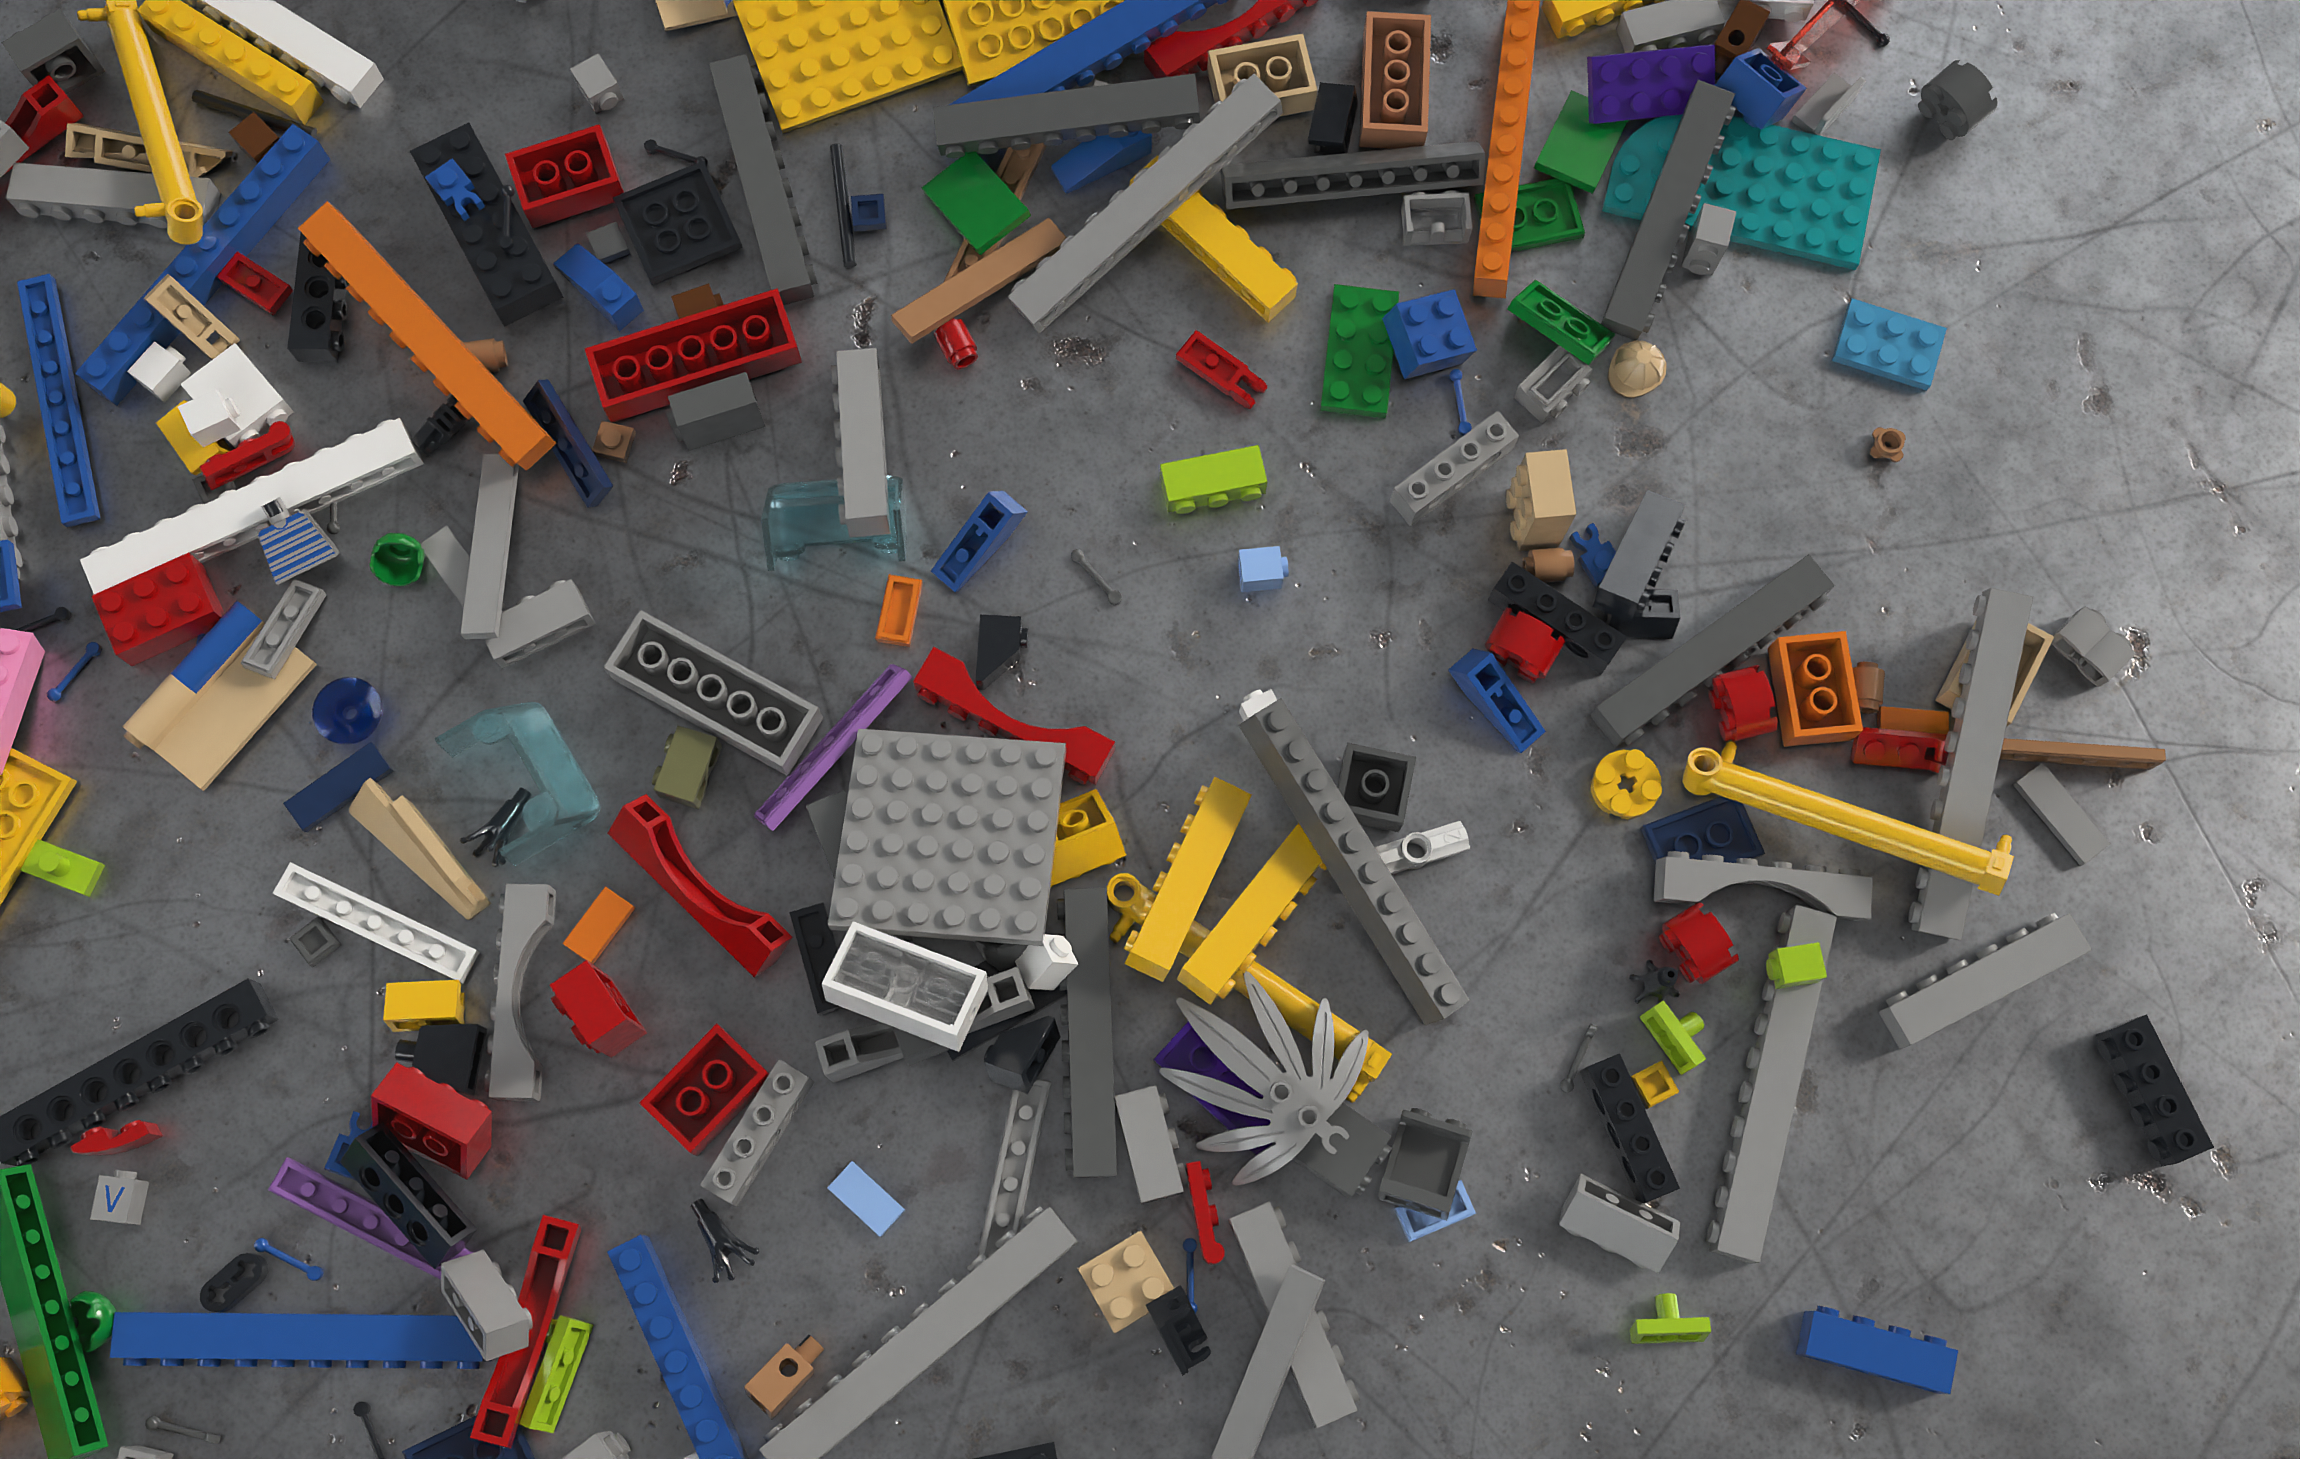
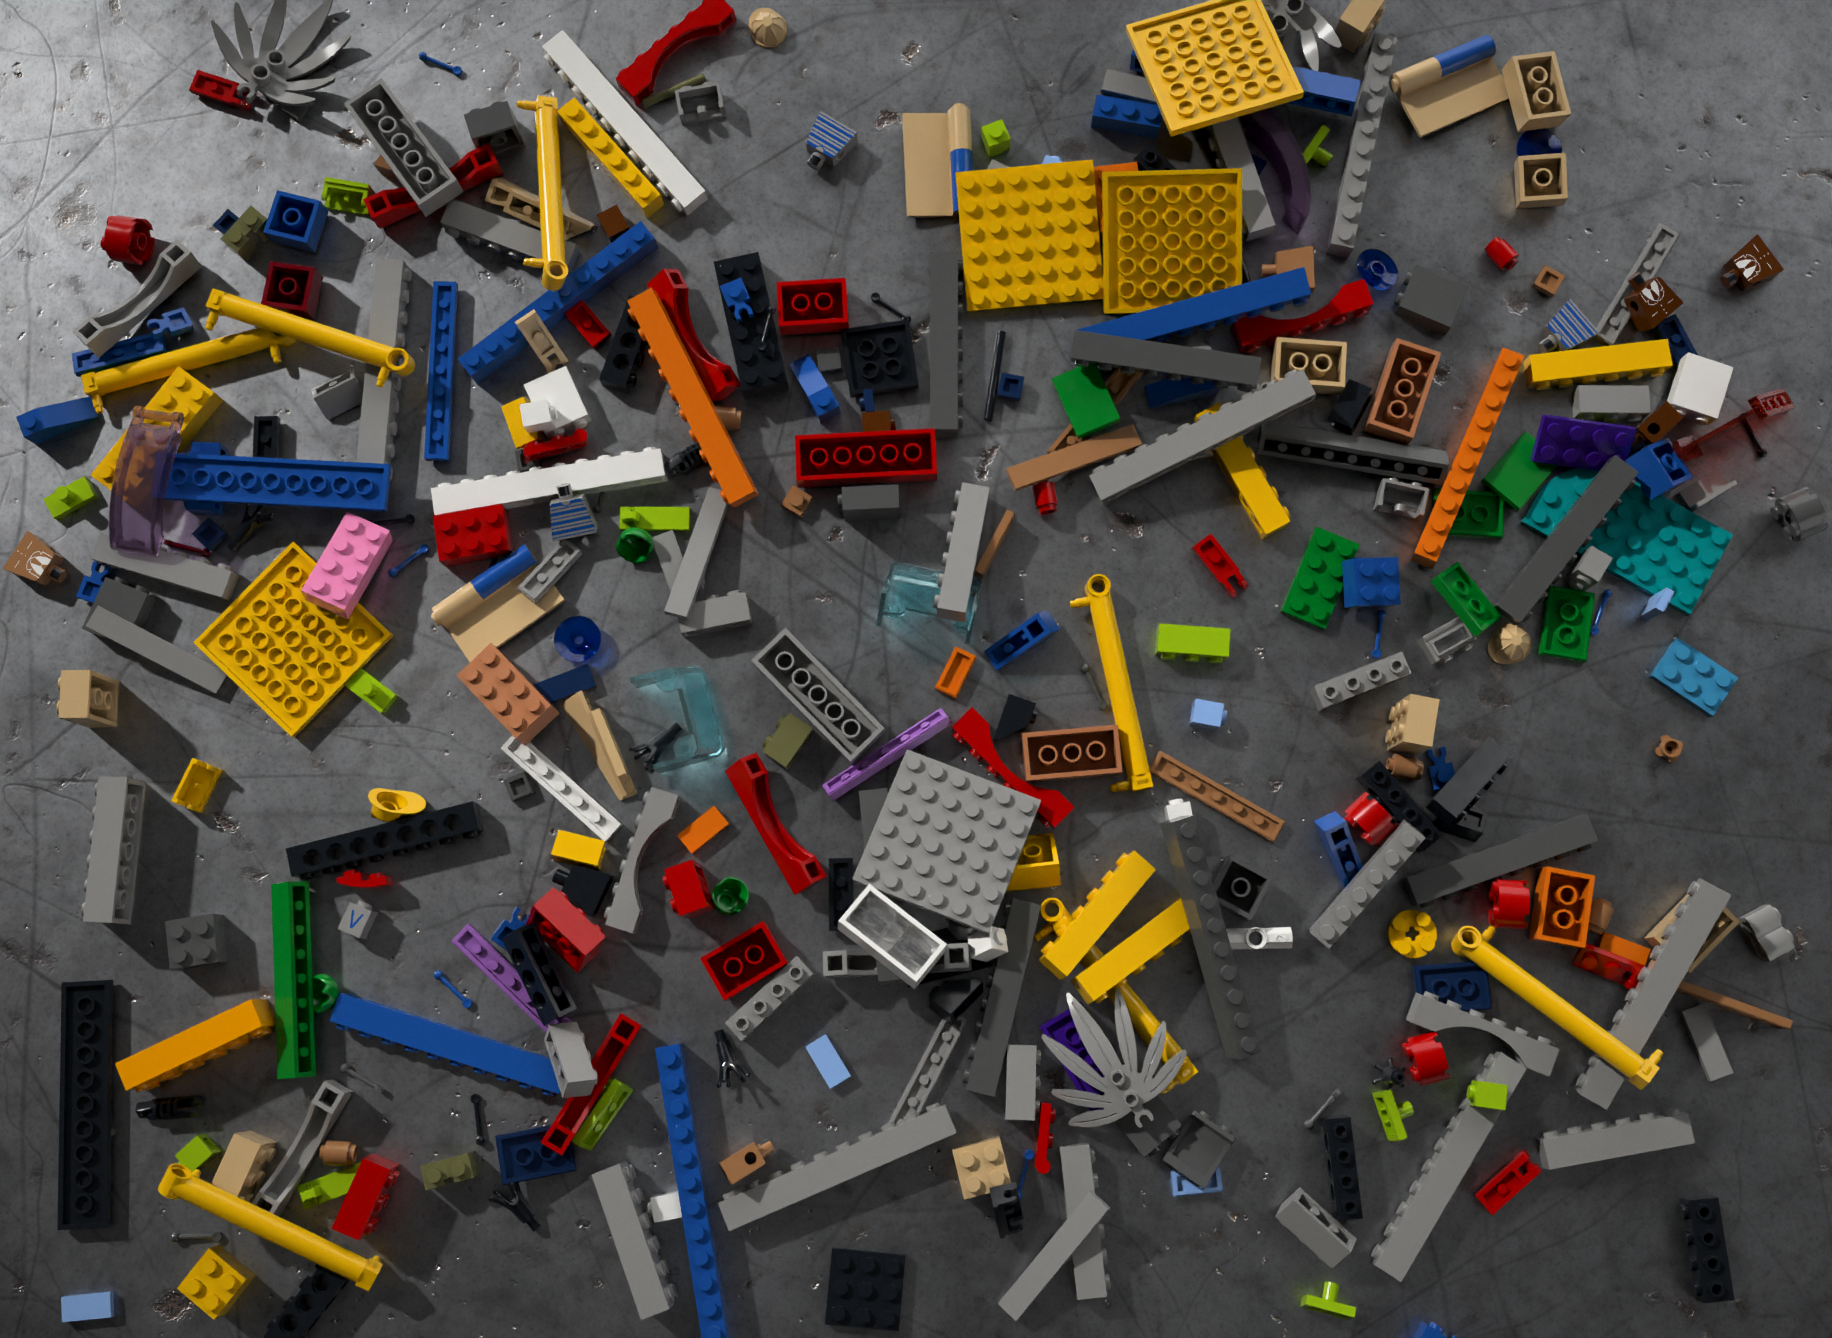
camera: 25 degrees right, 5 degrees up
(133, 1018) = (394, 804): none -> yellow piece
(160, 371) = (512, 369): white brick -> none
(228, 1276) = (417, 999): black beam -> none
(244, 111) = (610, 199): black bar -> none
(263, 813) = (507, 694): none -> nougat brick
(366, 209) = (673, 293): none -> red arch
(420, 516) = (656, 518): none -> lime hinge
(570, 444) = (768, 499): dark blue plate -> none
(597, 84) = (851, 244): light grey brick -> none
(661, 1006) = (729, 896): none -> green hair
(675, 283) = (867, 401): none -> dark blue plate
(904, 423) = (994, 544): none -> medium nougat tile
(1090, 672) = (1071, 754): none -> nougat brick
(1129, 564) = (1118, 685): none -> yellow piece
(1306, 676) = (1216, 796): none -> medium nougat tile
(1545, 728) = (1366, 883): none -> light grey brick
(1654, 1084) = (1367, 1142): yellow tile -> none
(1702, 322) = (1566, 624): none -> green tile
(1741, 319) = (1606, 594): none -> blue hinge
(1812, 260) = (1657, 604): none -> light blue tile
(1860, 1083) = (1507, 1183): none -> red plate

